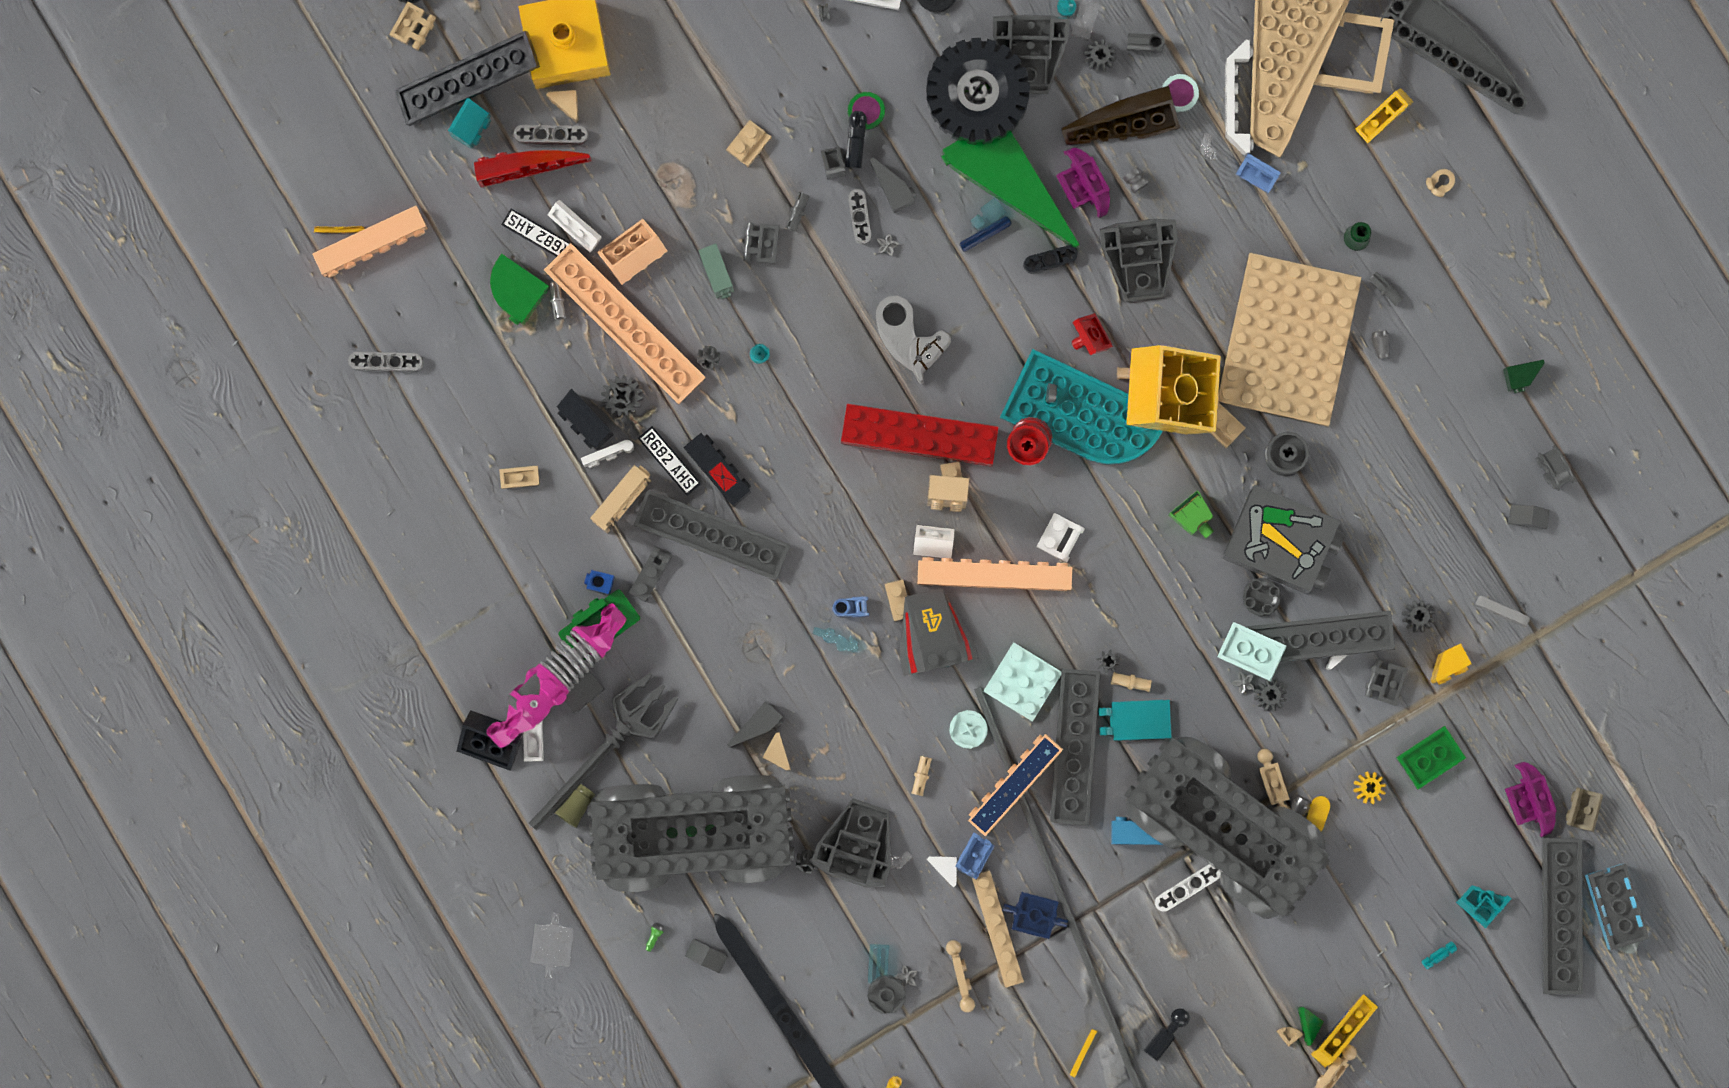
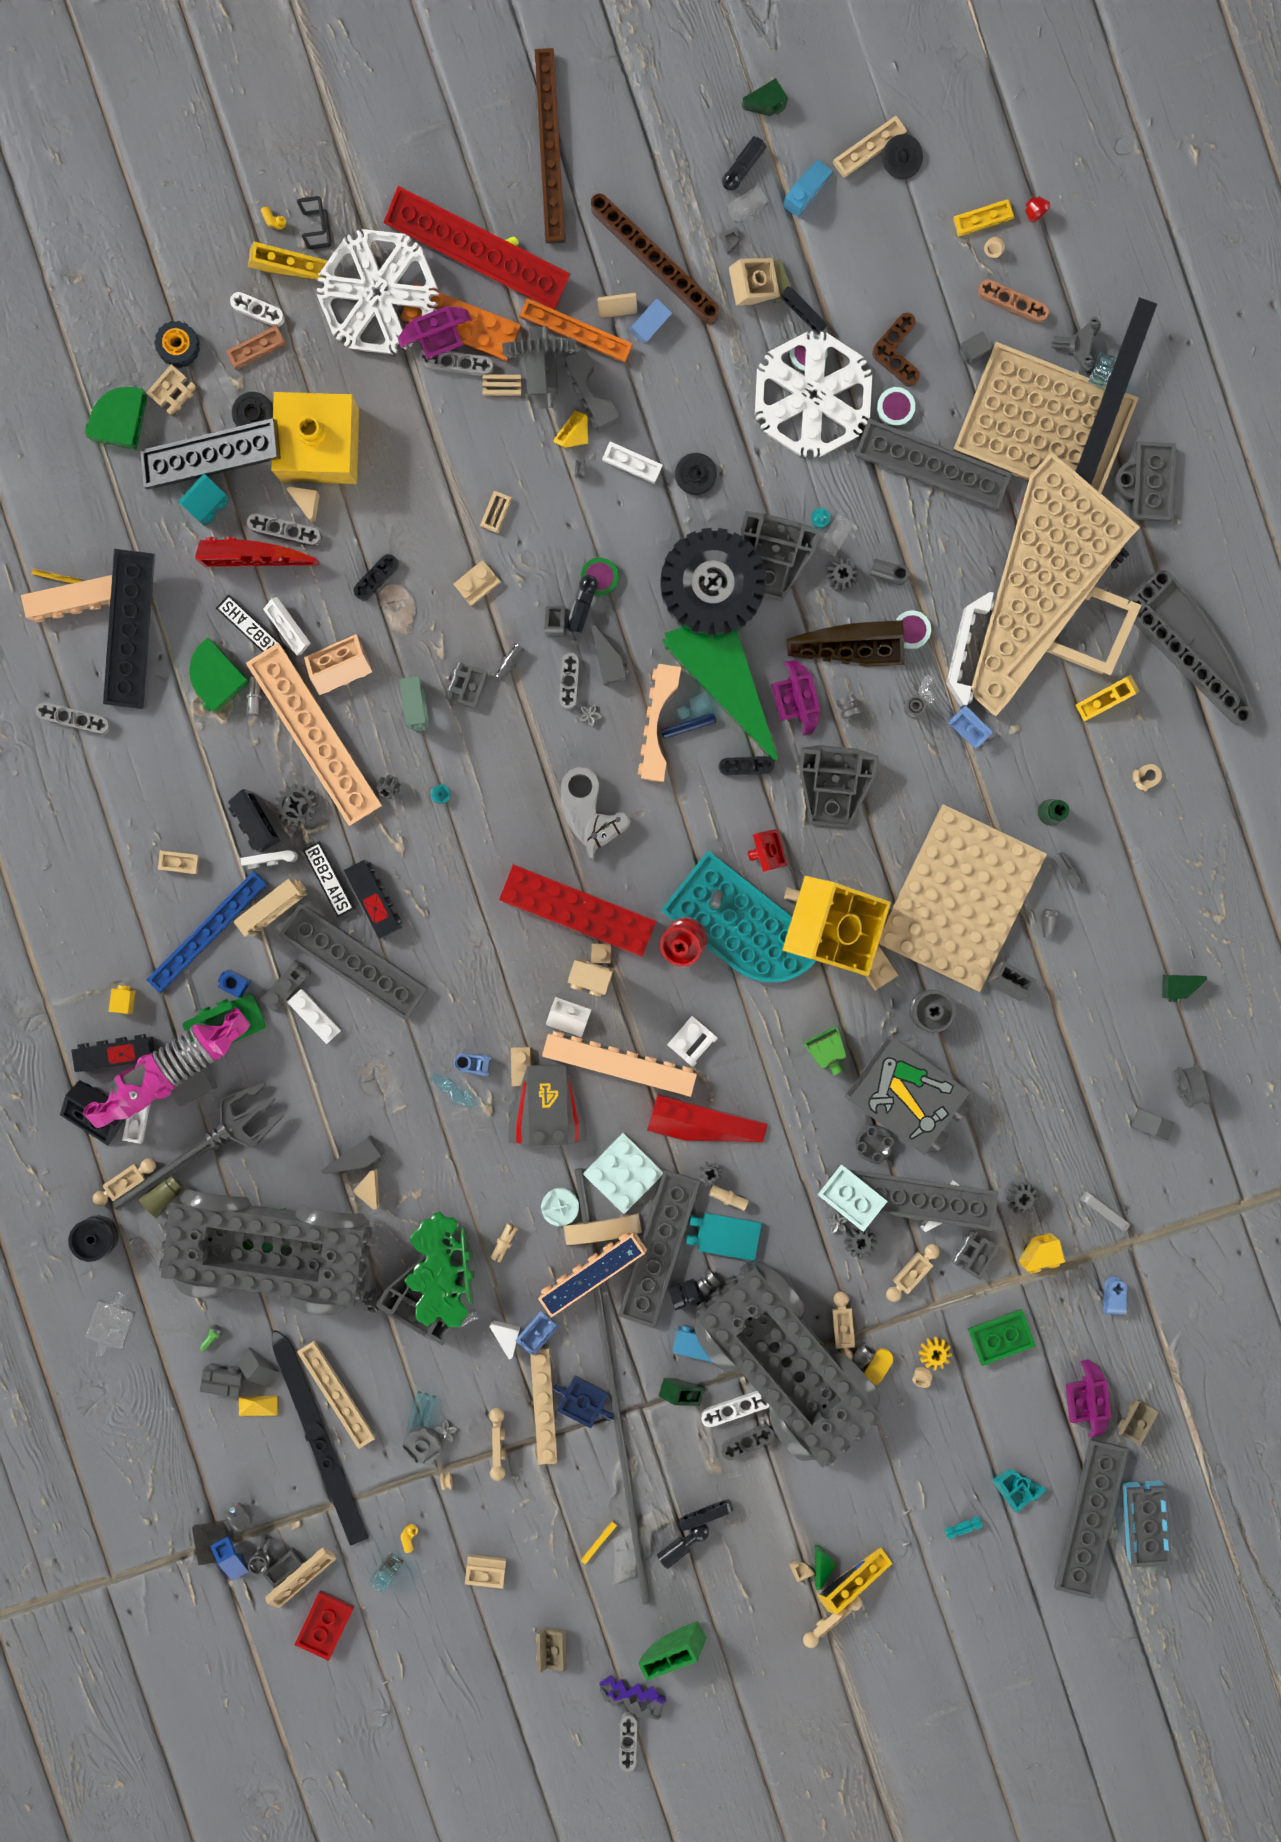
camera: 10 degrees right, 5 degrees up
(367, 64) = (118, 418): none -> green brick
(424, 262) = (128, 628): none -> black plate
(492, 18) = (251, 400): none -> black wheel
(494, 623) = (122, 999): none -> yellow brick
(495, 678) = (111, 1054): none -> black brick
(529, 862) = (93, 1238): none -> black wheel
(535, 801) = (124, 1182): none -> tan plate
(561, 539) = (207, 932): none -> blue tile
(646, 174) = (361, 584): none -> black beam
(675, 975) = (222, 1380): none -> dark grey brick
(685, 597) = (314, 1016): none -> white plate
(715, 994) = (258, 1405): none -> yellow slope
(749, 87) = (490, 527): none -> tan tile
(790, 963) = (336, 1394): none -> tan plate
(863, 820) = (437, 1275): none -> green plant
(918, 1024) = (446, 1481): none -> tan bush
(960, 275) = (666, 684): none -> light nougat arch
(1013, 741) = (601, 1230): none -> tan slope
(1087, 615) = (700, 1123): none -> red wedge
(1110, 785) = (684, 1294): none -> black wheel
(1127, 772) = (705, 1286): none -> flat silver wheel
(1129, 883) = (681, 1392): none -> dark green slope
(1182, 999) = (705, 1514): none -> black beam
(1198, 169) = (911, 707): none -> flat silver wheel
(1198, 931) = (762, 1441): none -> dark grey beam
(1329, 714) = (912, 1272): none -> tan plate
(1356, 407) = (1011, 981): none -> dark grey brick
(1363, 815) = (922, 1377): none -> tan tile
(1532, 694) = (1115, 1300): none -> medium blue piece

